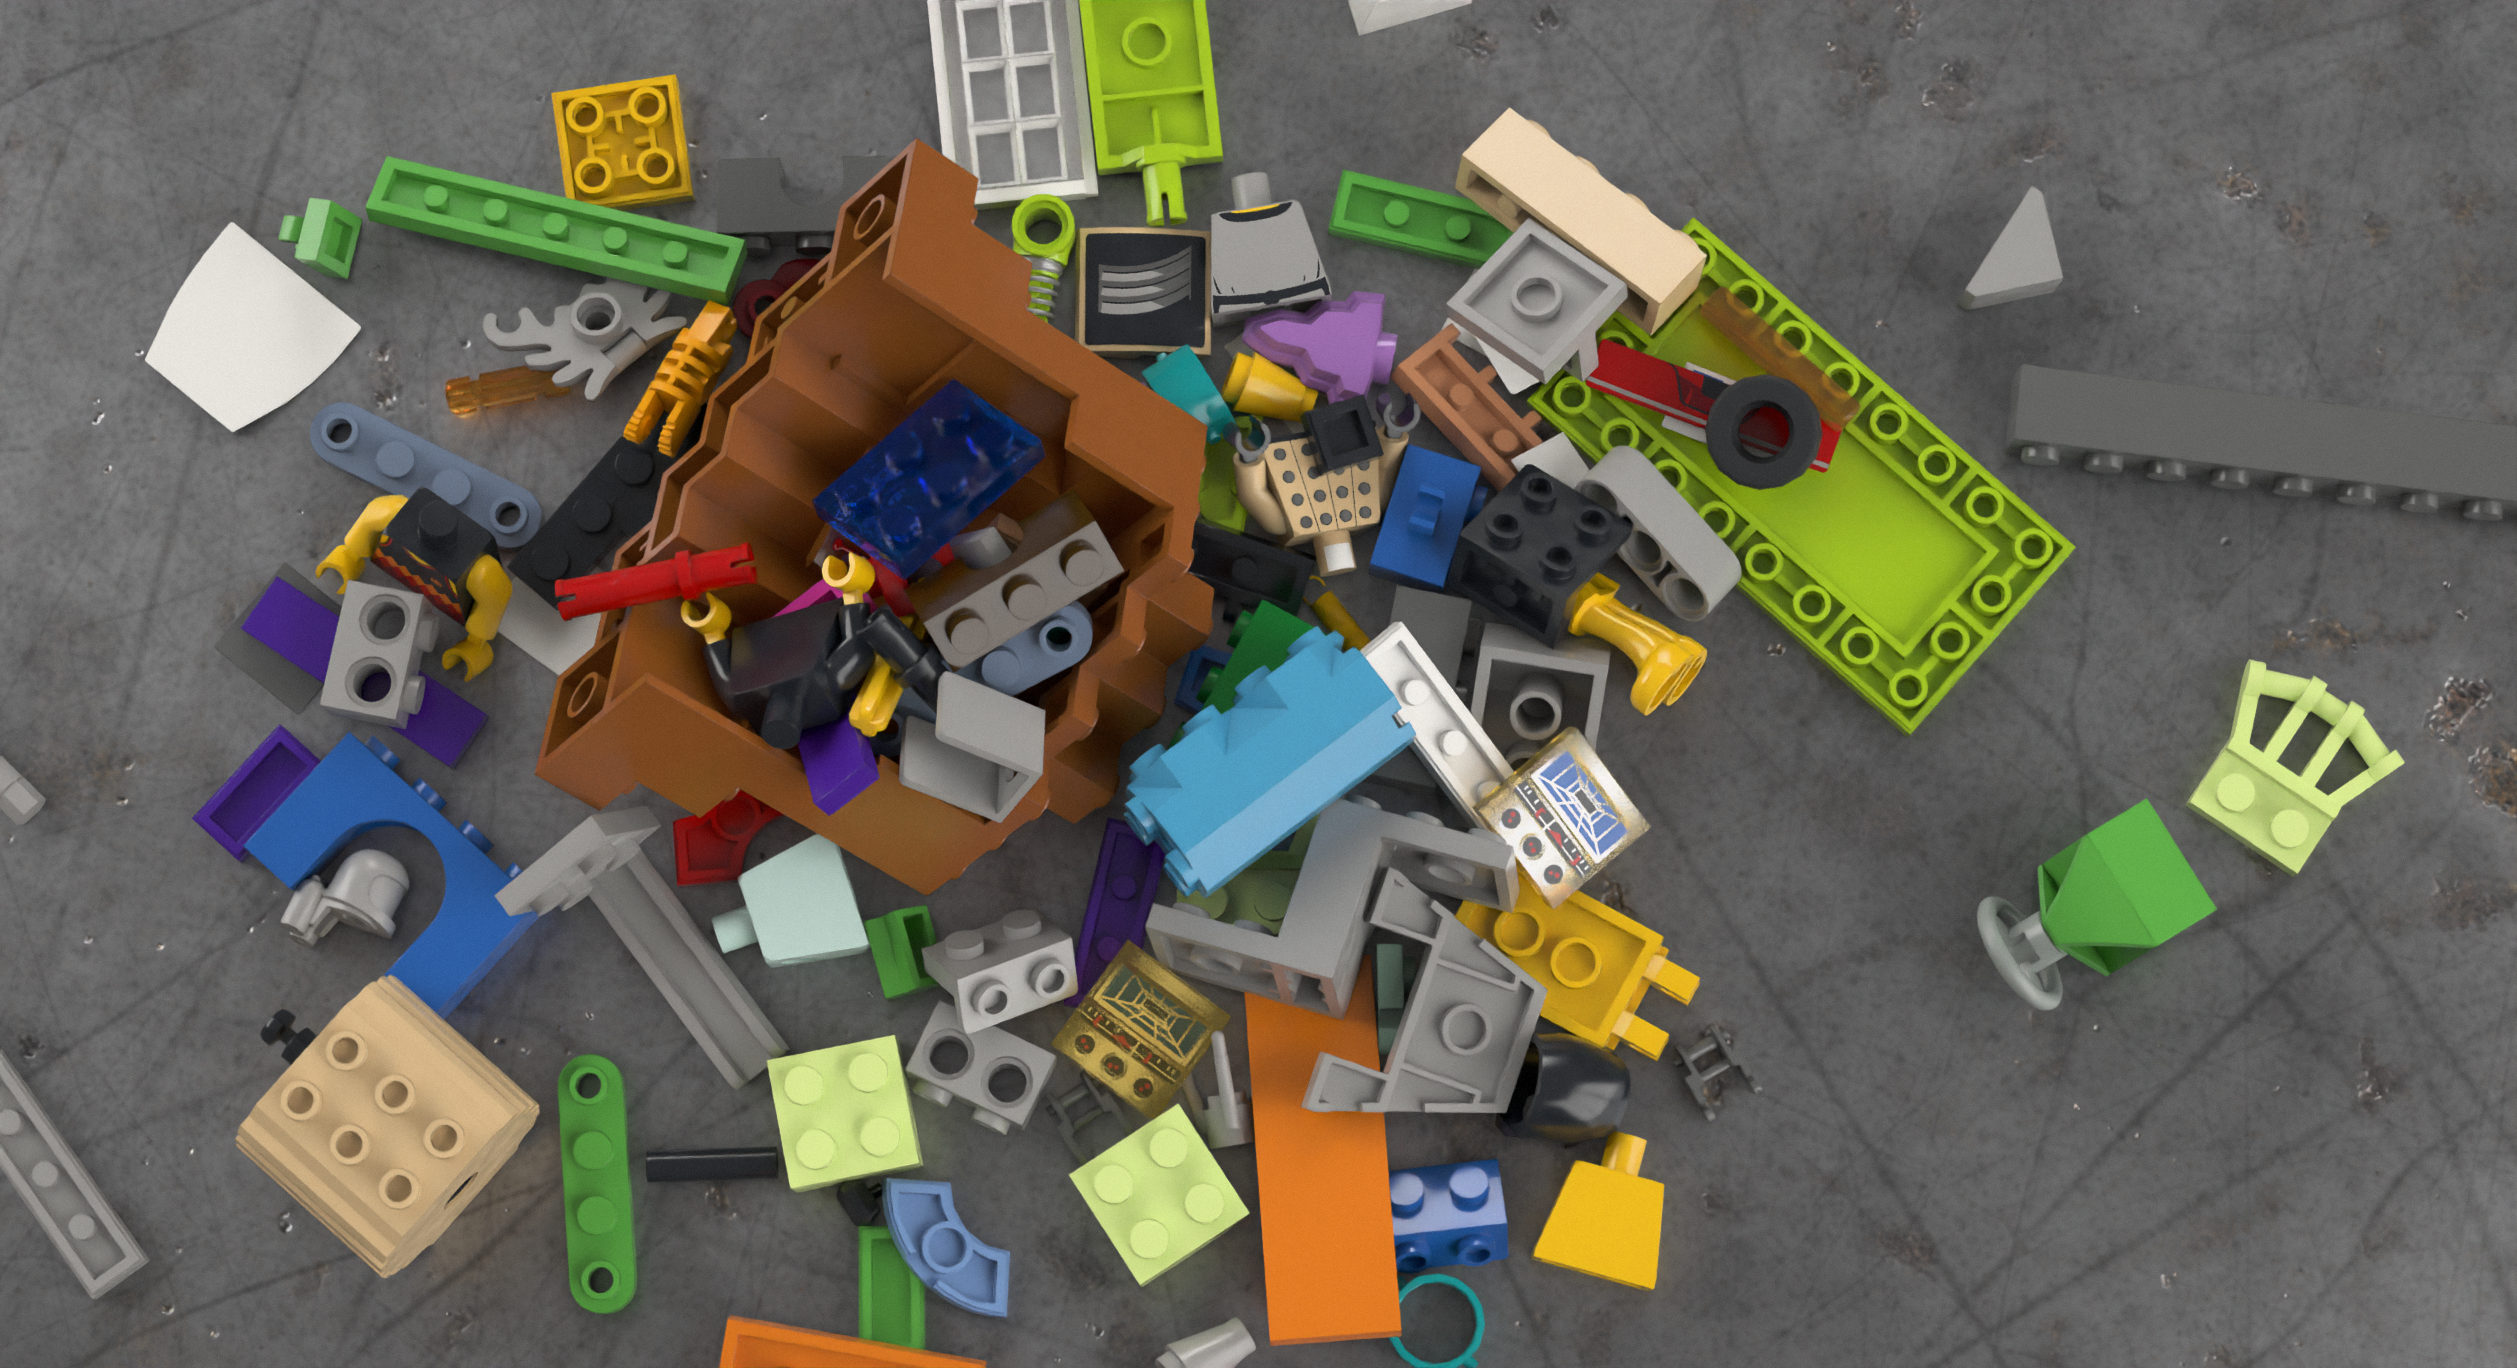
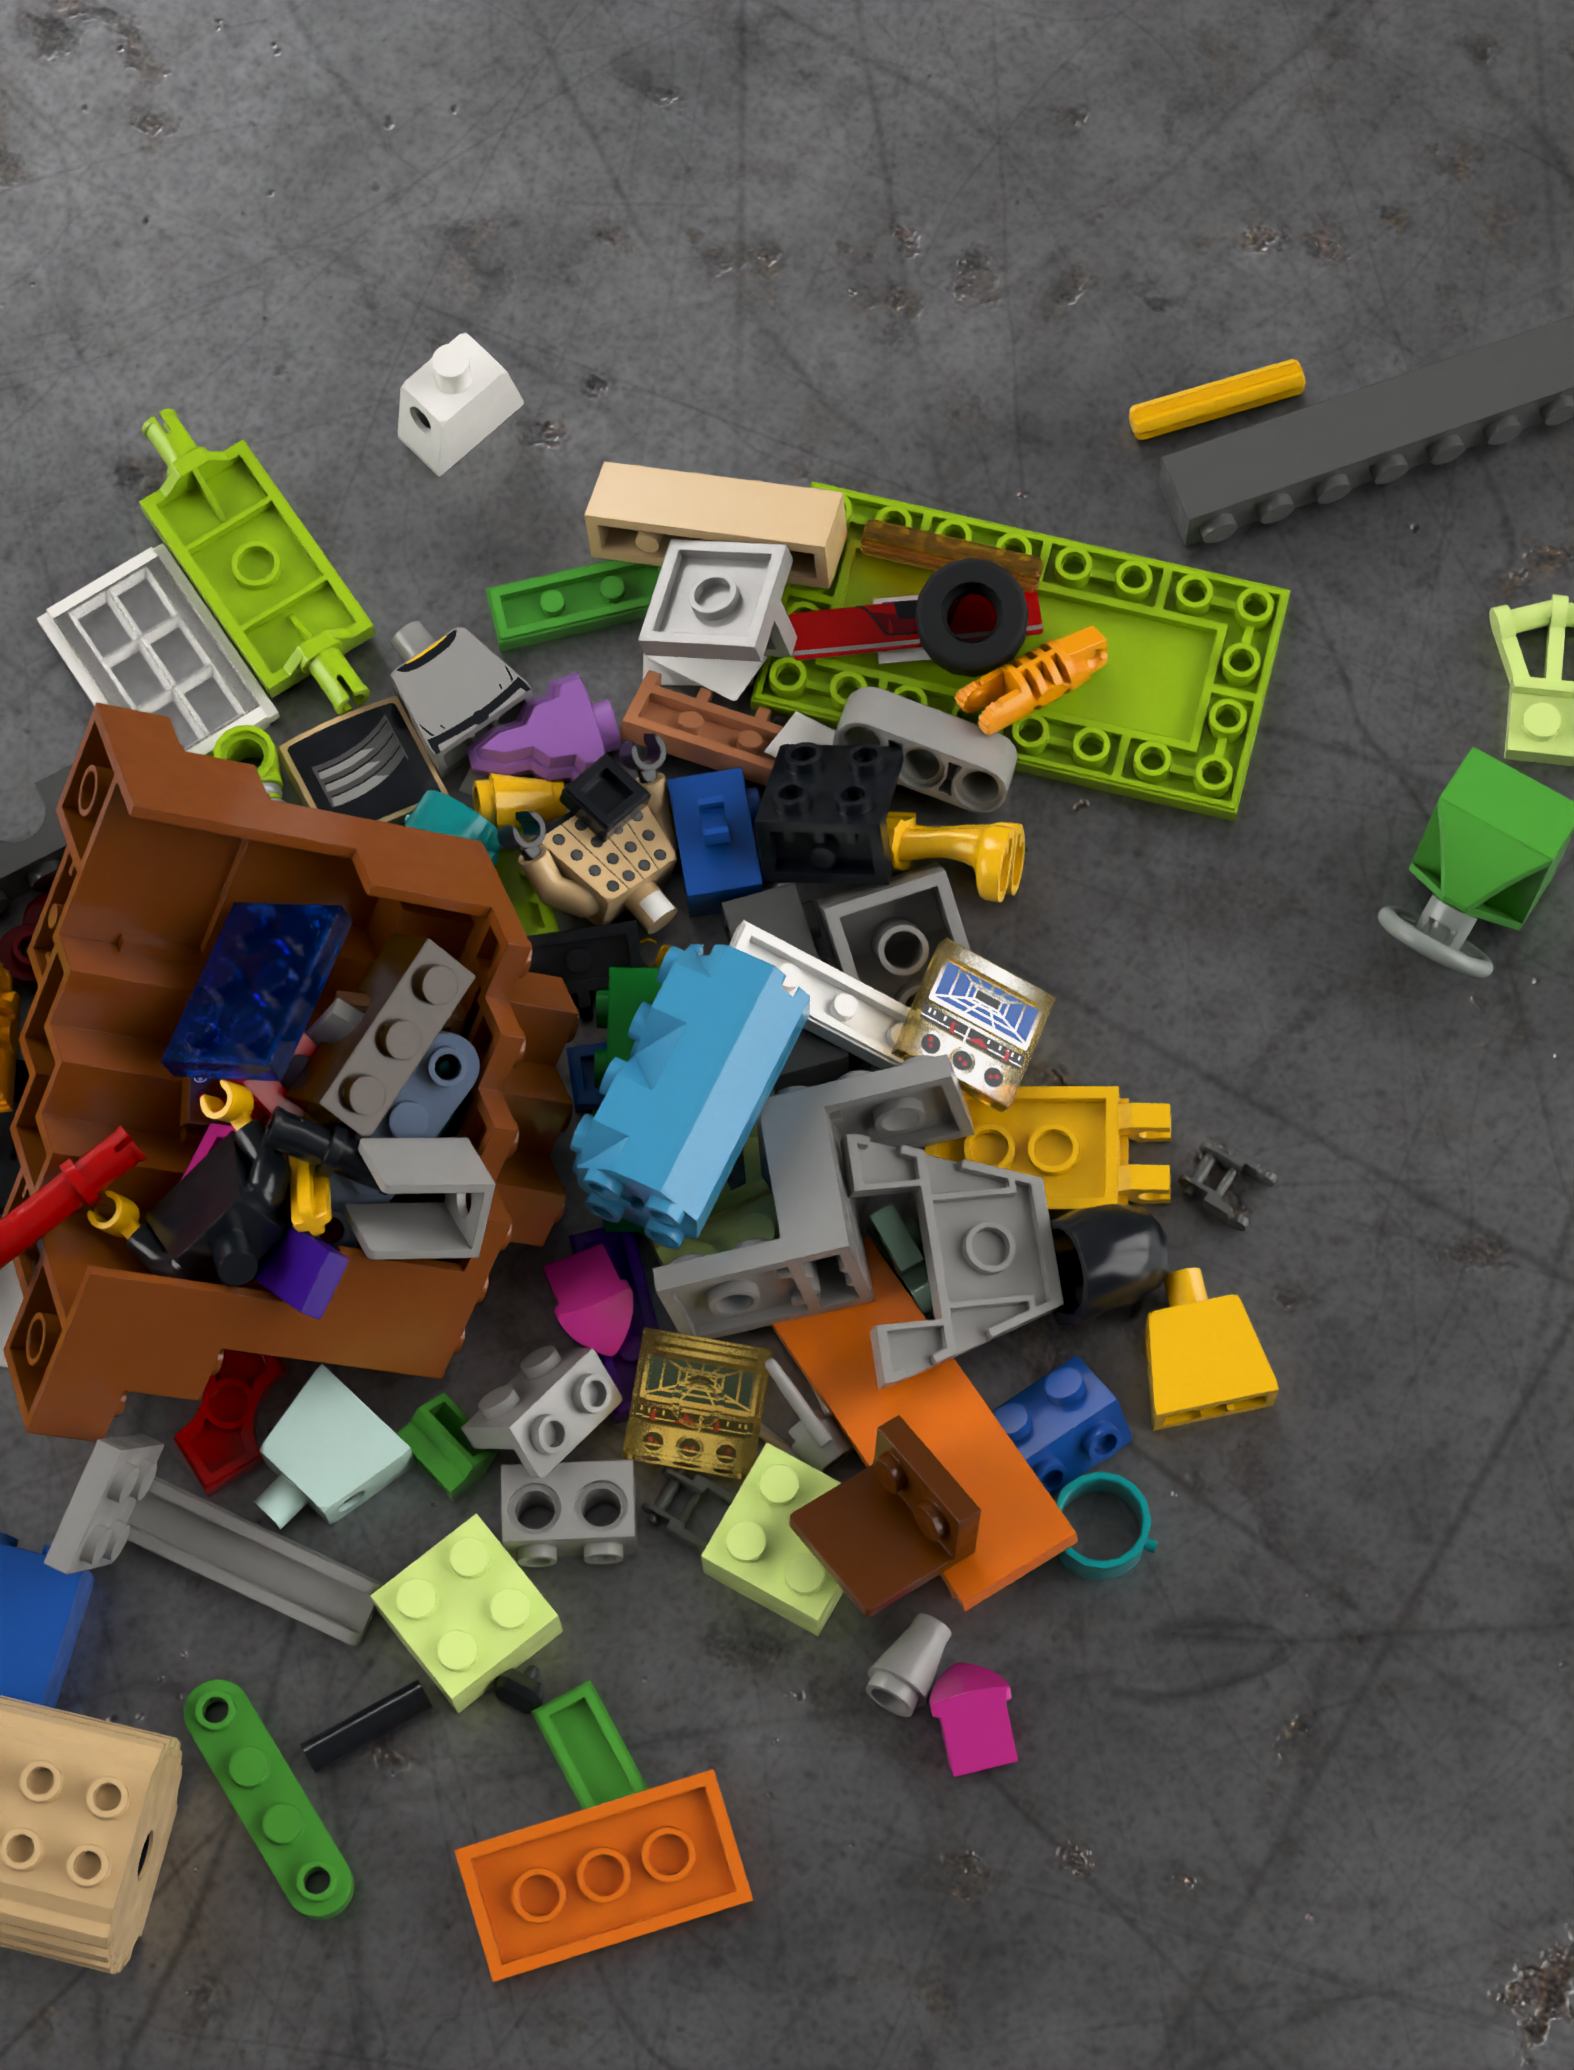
camera: 25 degrees left, 10 degrees down
(941, 1248) = (619, 1691): medium blue tile -> none
(1093, 890) = (591, 1299): none -> dark pink tile
(1239, 1240) = (890, 1522): none -> reddish brown bracket
(1791, 518) = (1034, 679): none -> light orange hinge
(2021, 260) = (1112, 380): light grey slope -> none
(2109, 326) = (1217, 399): none -> yellow axle

